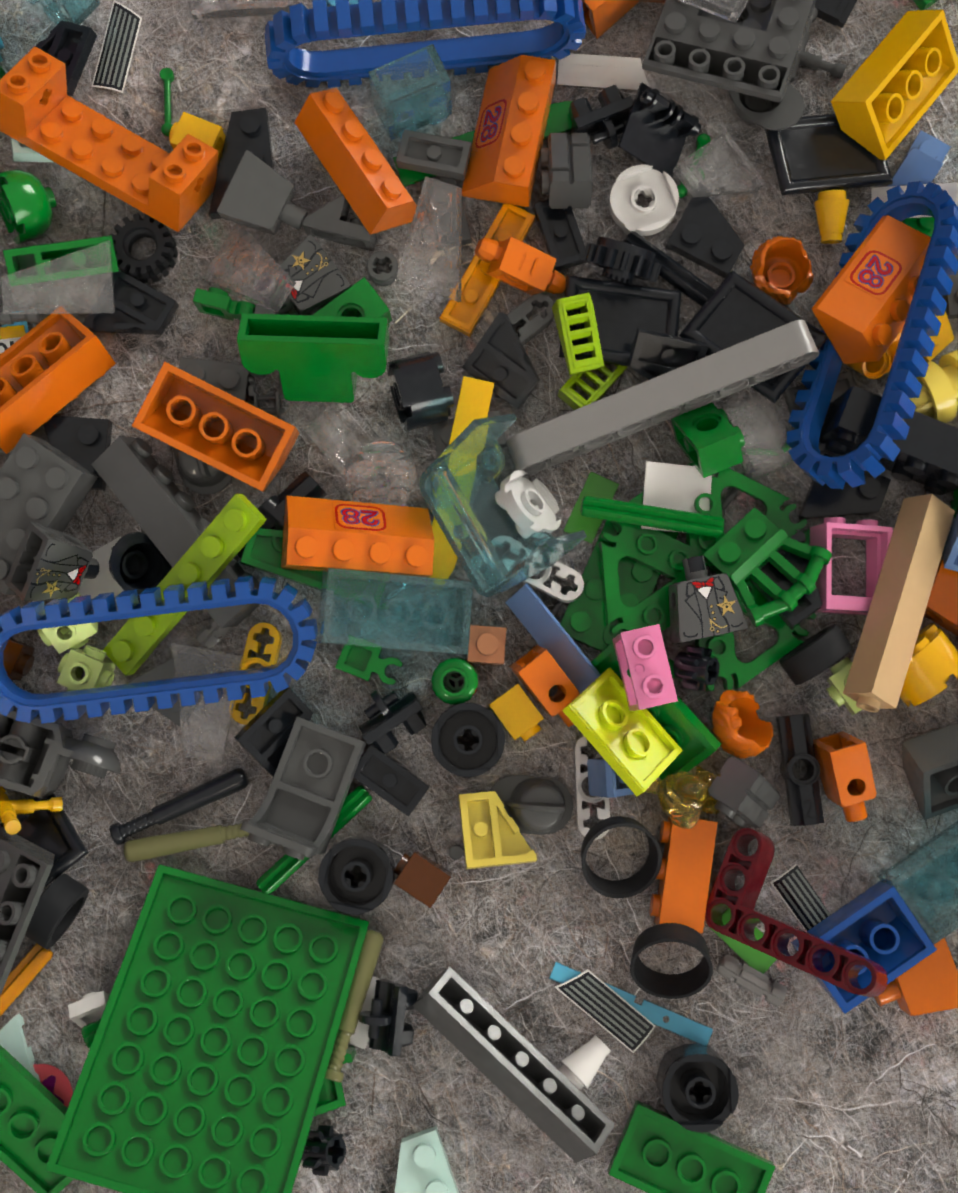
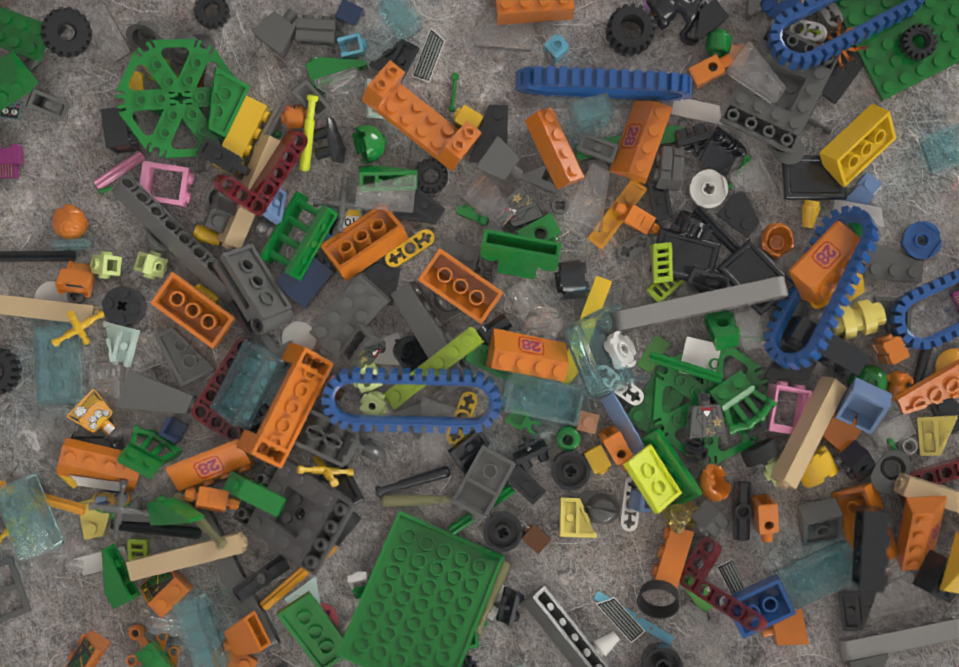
camera: 10 degrees right, 5 degrees up
(107, 380) = (411, 240): none -> yellow beam
(504, 362) = (618, 269): black wing -> none
(629, 886) = (643, 557): black tyre -> none
(647, 661) = (671, 457): bright pink window -> none

